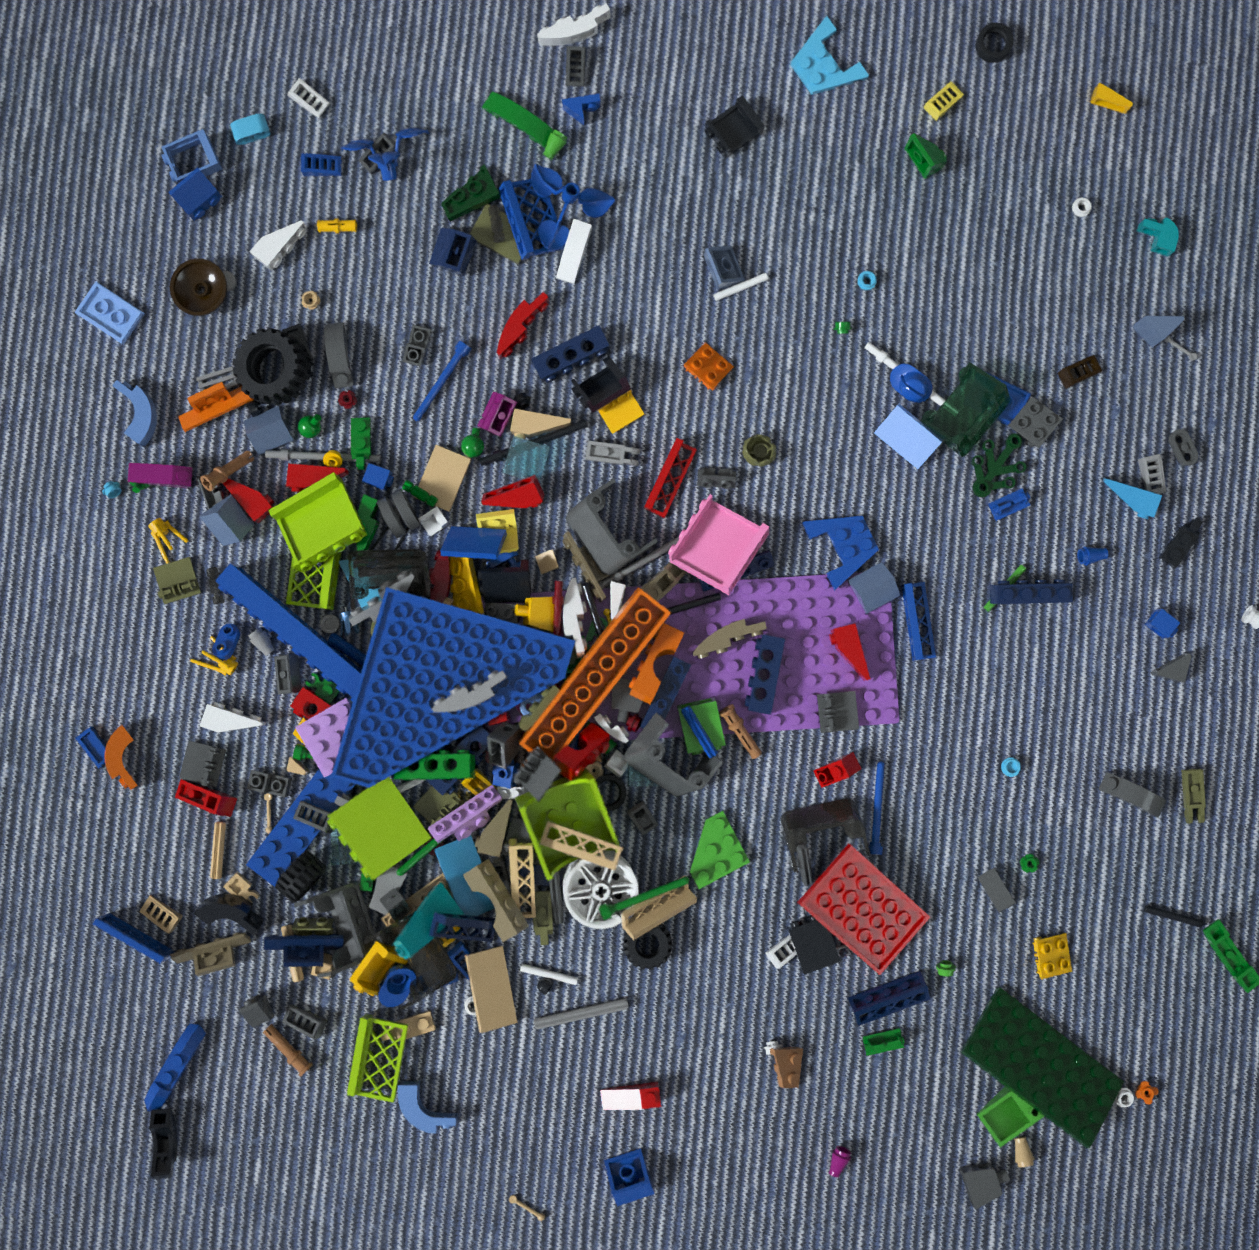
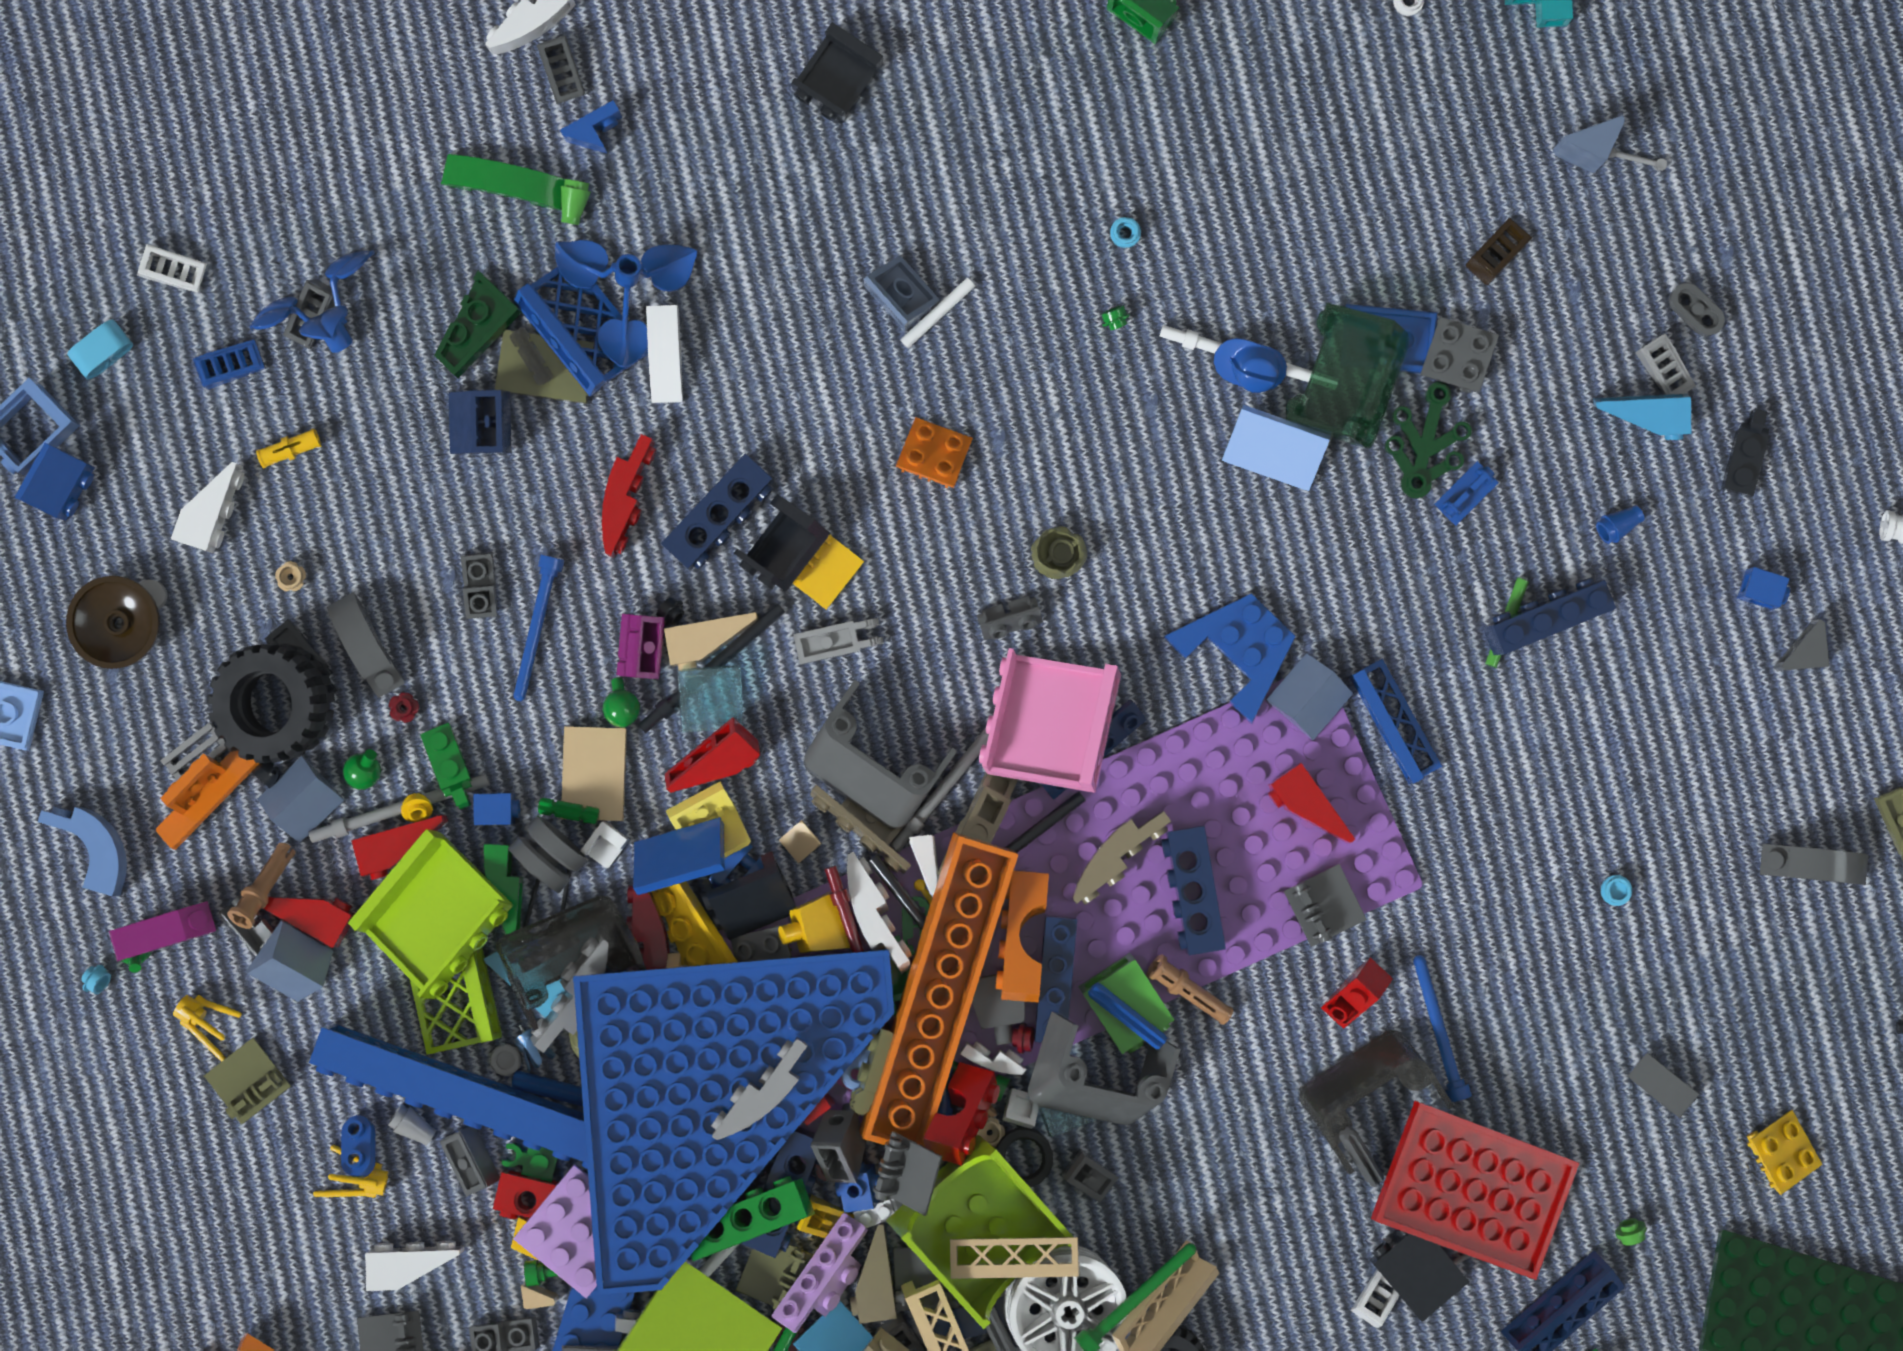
camera: 20 degrees left, 0 degrees up
(212, 573) = (319, 1084): clear smoke axle -> none
(661, 480) = (927, 644): red fence -> none
(717, 851) = (1221, 1184): bright green plate -> none
(1029, 858) = (1690, 1022): green plate -> none

